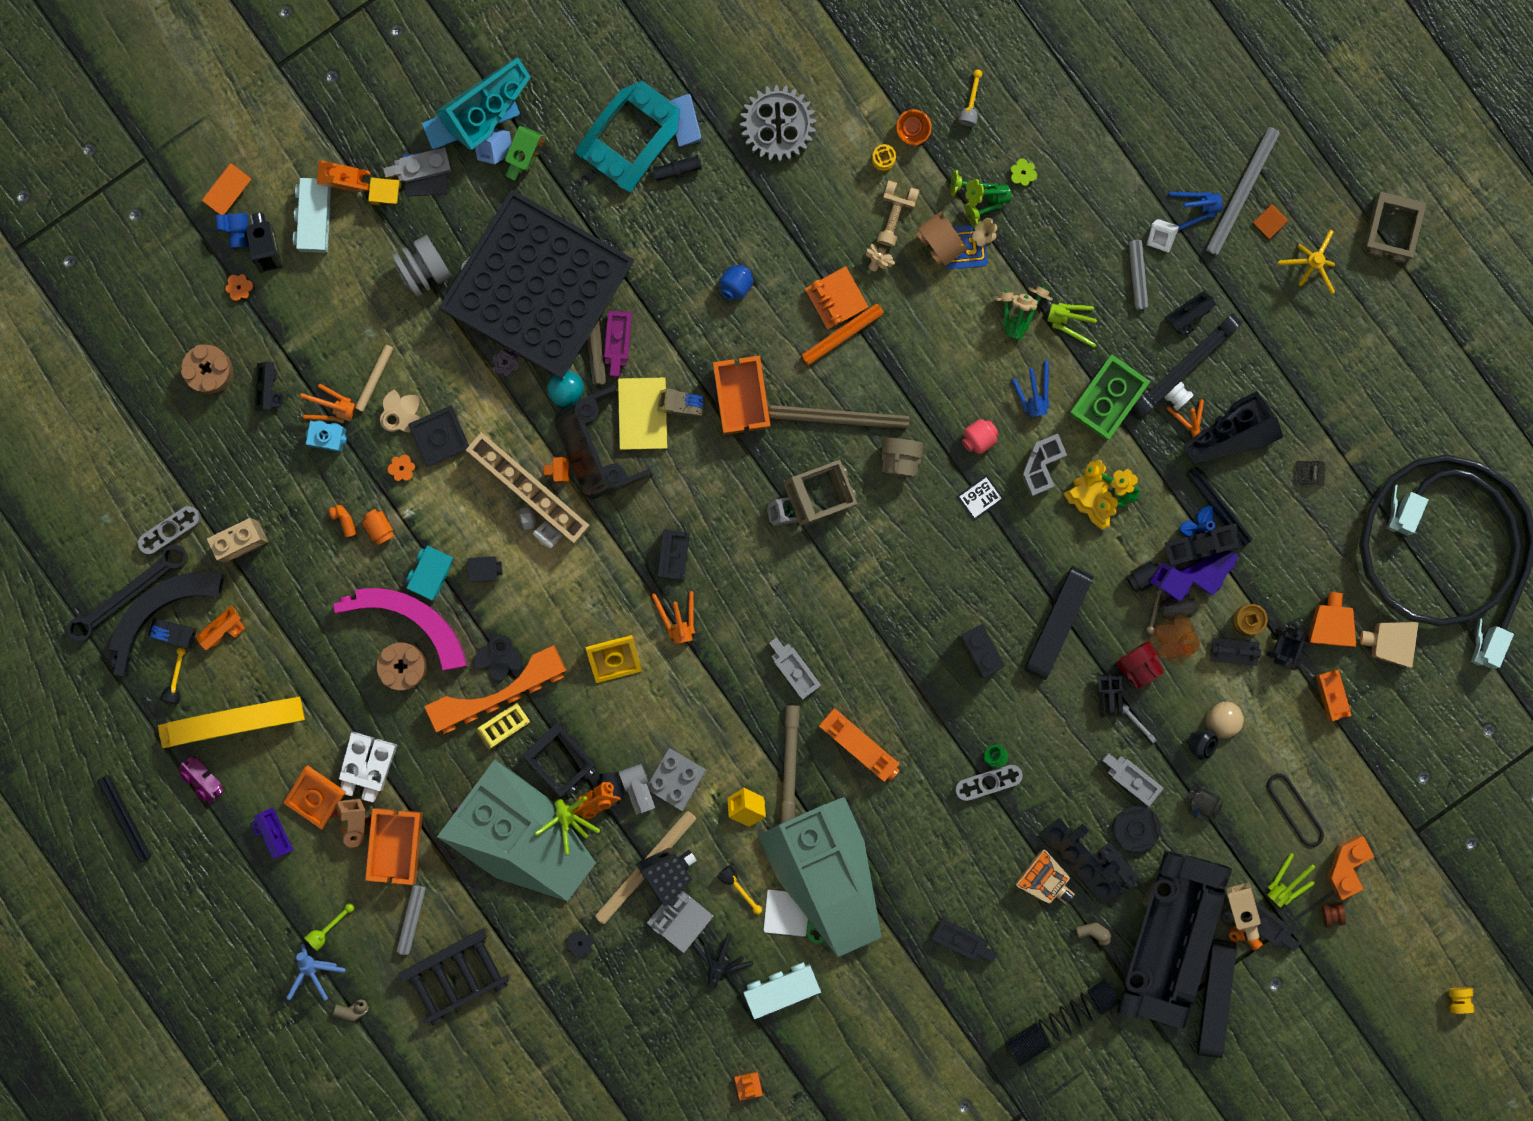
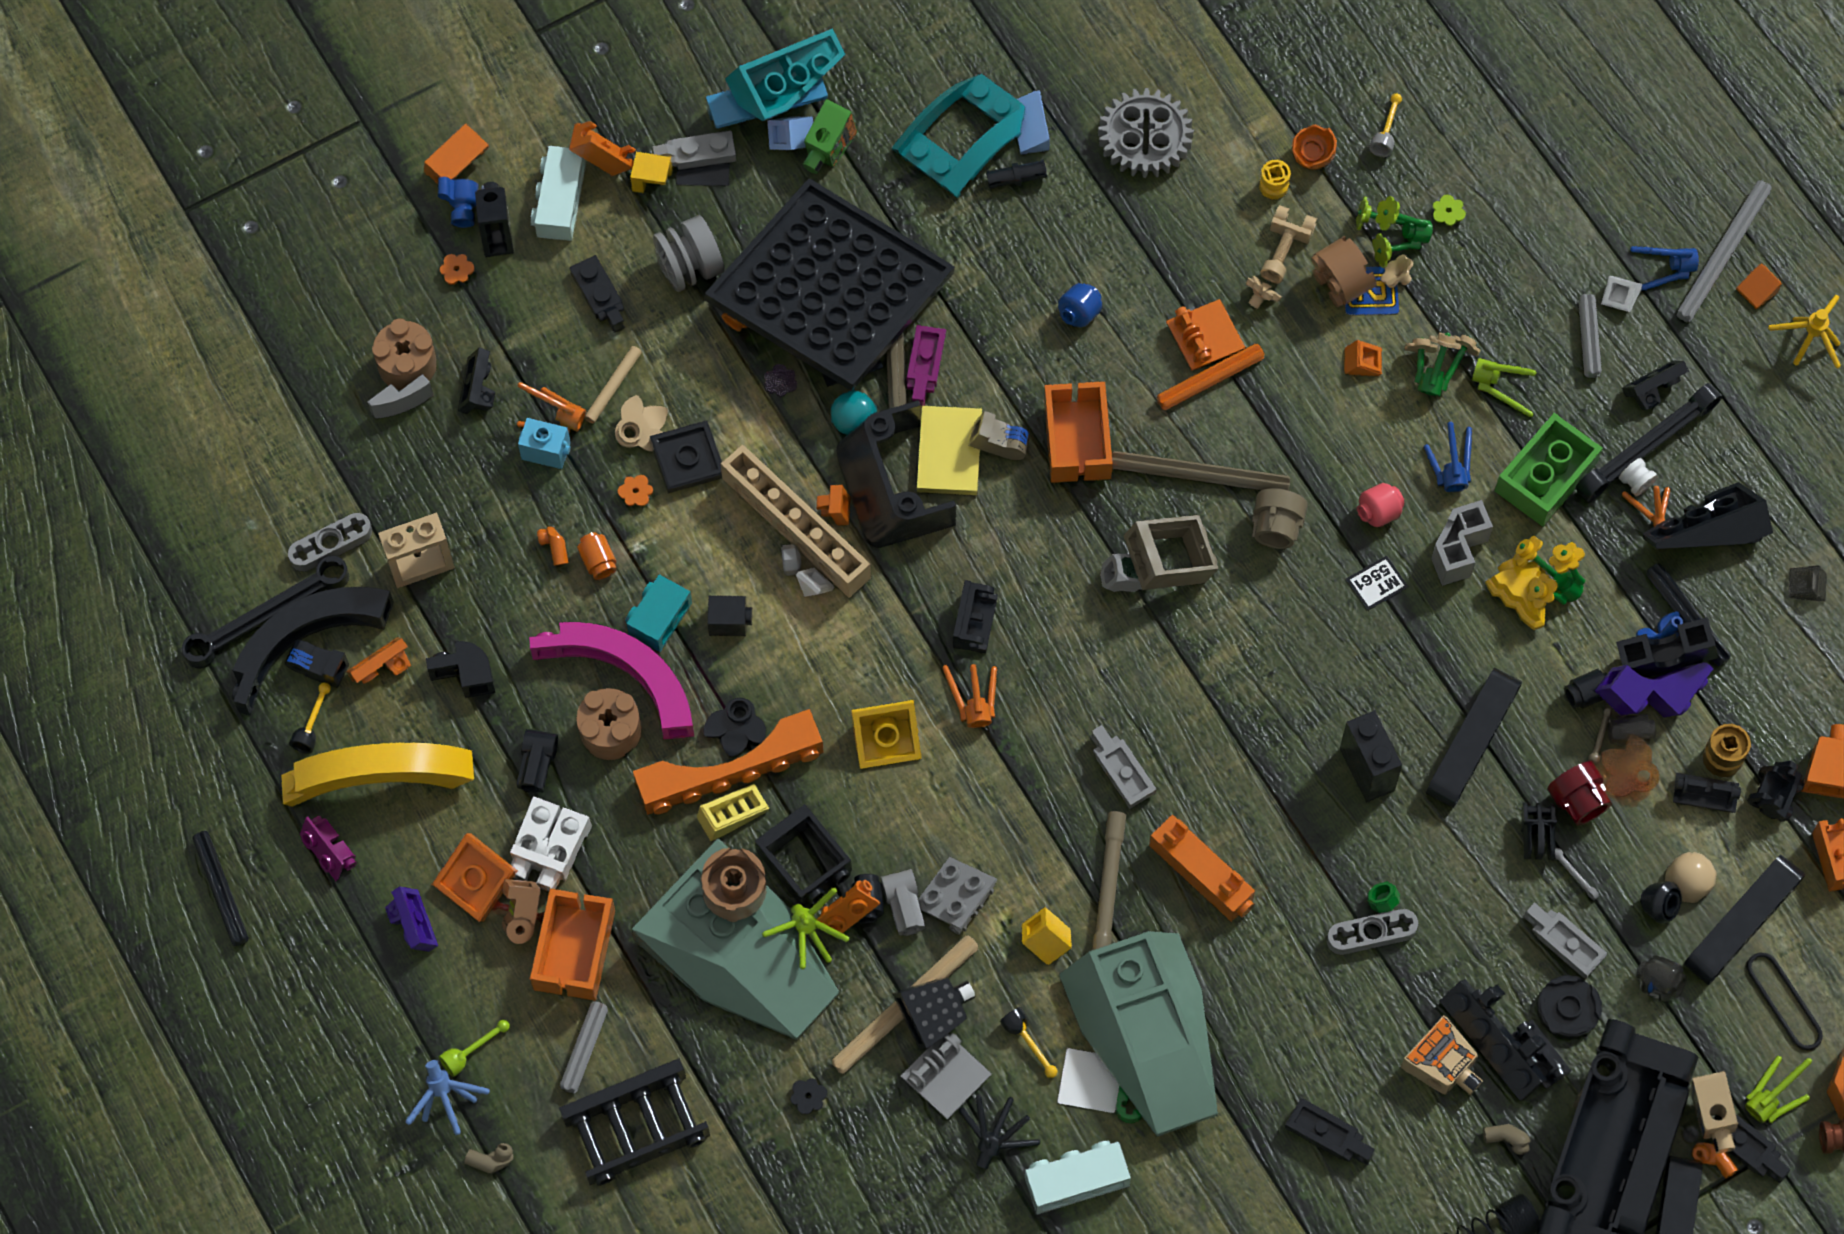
camera: 10 degrees right, 20 degrees down
(202, 409) = (391, 402): none -> light grey slope
(292, 626) = (468, 663): none -> black brick
(350, 692) = (537, 751): none -> black piece
(354, 298) = (599, 292): none -> black hinge
(509, 815) = (734, 866): none -> medium nougat brick
(961, 309) = (1363, 359): none -> orange slope
(1265, 752) = (1744, 919): none -> black beam

